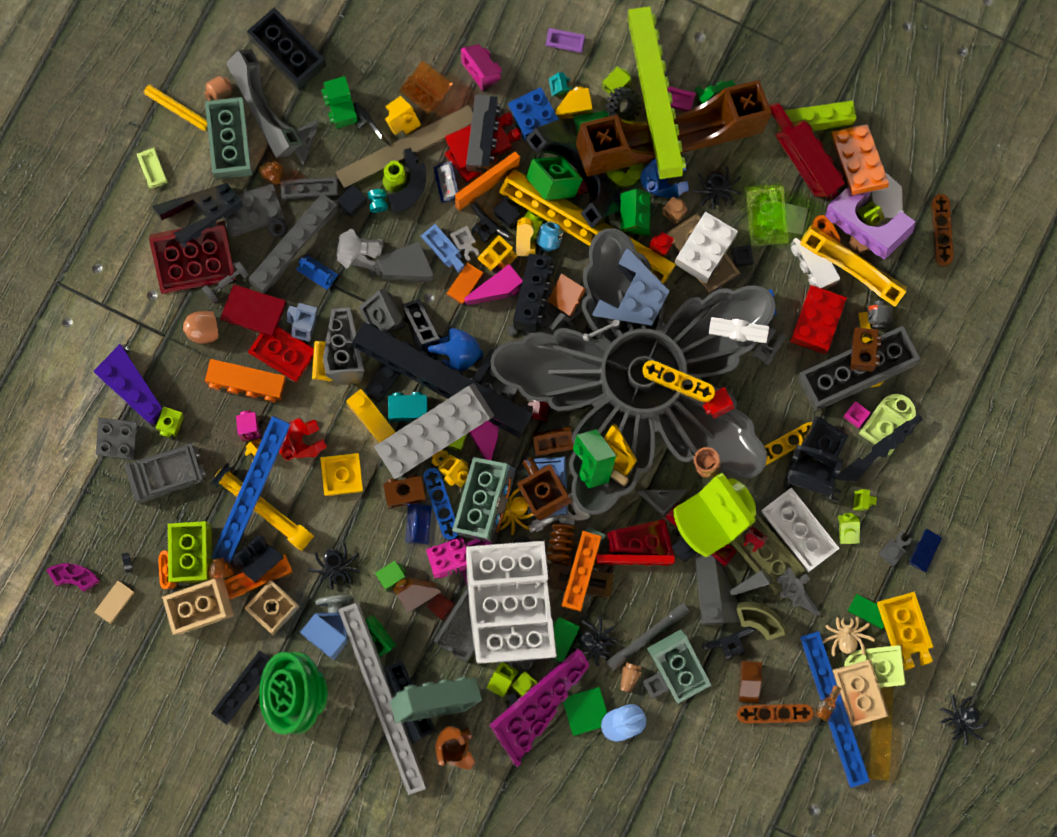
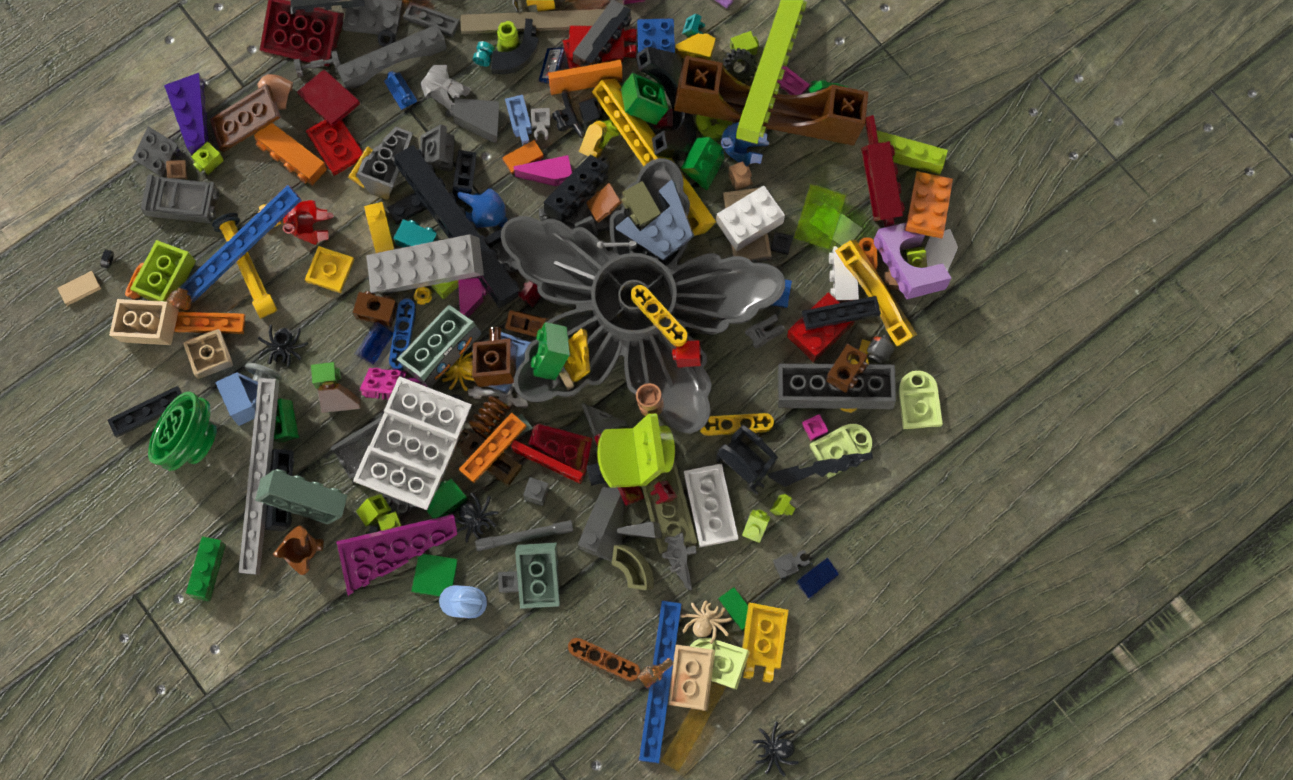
camera: 30 degrees right, 5 degrees down
(72, 574) = (58, 249): magenta tile -> none
(146, 446) = (176, 169): none -> medium nougat tile
(187, 367) = (245, 118): none -> reddish brown tile
(248, 426) = (268, 189): dark pink slope -> none
(257, 558) = (216, 306): black hinge -> none
(302, 320) = (364, 124): sand blue brick -> none
(351, 201) = (460, 45): black brick -> none
(377, 805) = (205, 568): none -> green brick
(440, 606) = (354, 421): clear red tile -> none
(455, 471) = (427, 309): yellow brick -> none
(497, 253) = (563, 143): yellow brick -> none
(549, 236) = (616, 148): dark azure head -> none
(606, 283) = (640, 204): none -> olive brick
(630, 676) = (489, 563): medium nougat cone -> none
(639, 592) = (536, 491): none -> dark grey brick
(661, 244) = (713, 199): red brick -> none
(718, 187) = (789, 174): black animal -> none
(734, 638) = (589, 573): black piece -> none
(739, 330) = (739, 298): white piece -> none
(750, 681) = (595, 619): reddish brown slope -> none
(826, 438) = (775, 434): black tile -> none
(833, 300) = (841, 313): none -> black tile
(937, 348) = (919, 402): none -> yellowish green tile
(942, 230) = (977, 301): reddish brown beam -> none

